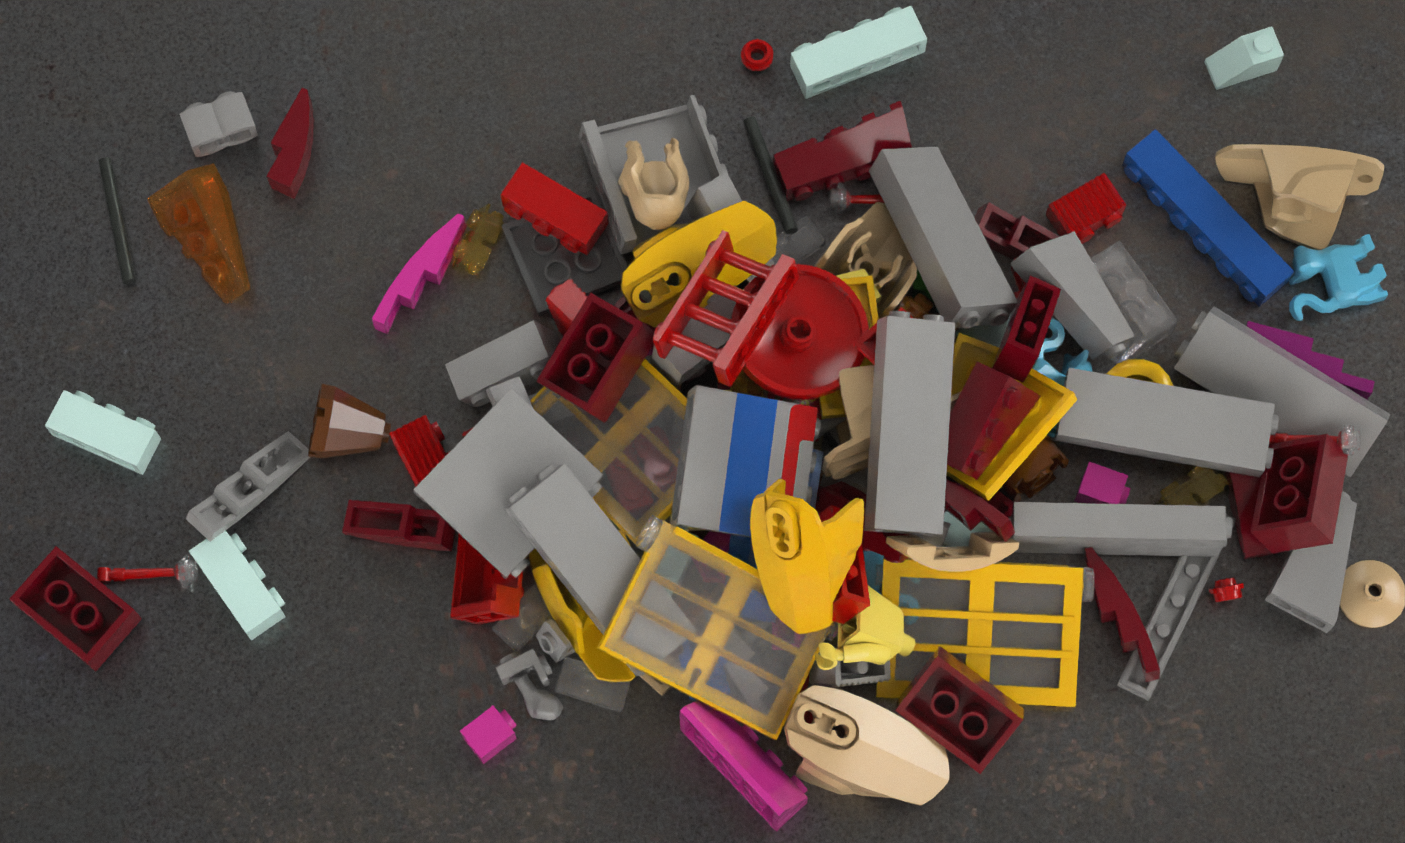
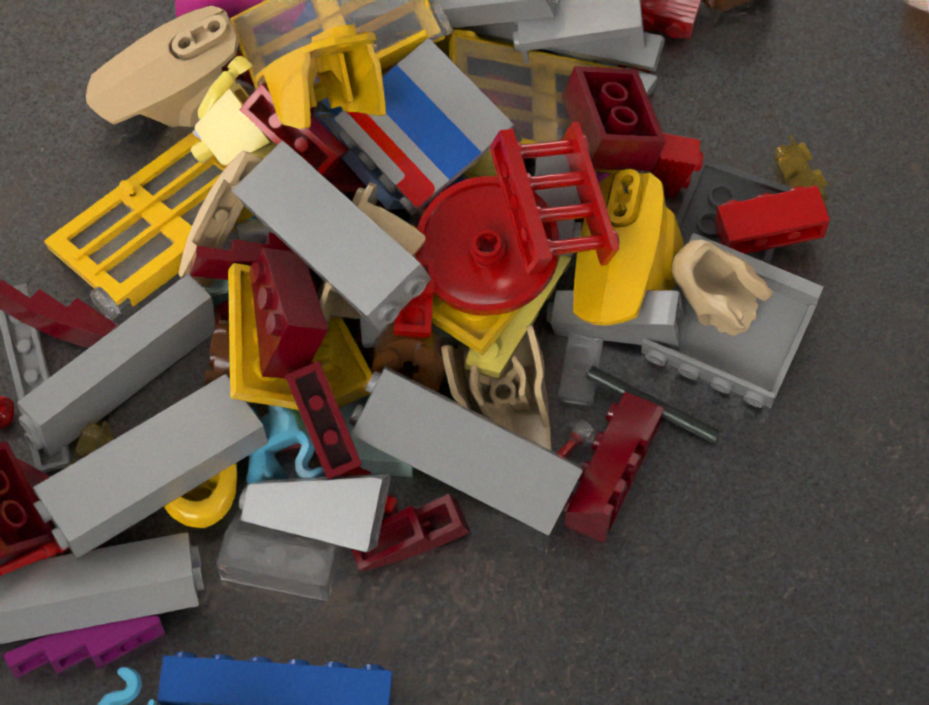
camera: 135 degrees right, 10 degrees down
(425, 265) = (811, 116): dark pink slope -> none
(515, 354) = (684, 92): light grey wedge -> none
(757, 46) = (770, 481): red plate -> none
(858, 51) = (694, 562): light aqua brick -> none
(960, 710) = (121, 150): dark red brick -> none
(1087, 209) = (381, 604): red brick -> none
(1102, 486) = (158, 394): dark pink brick -> none

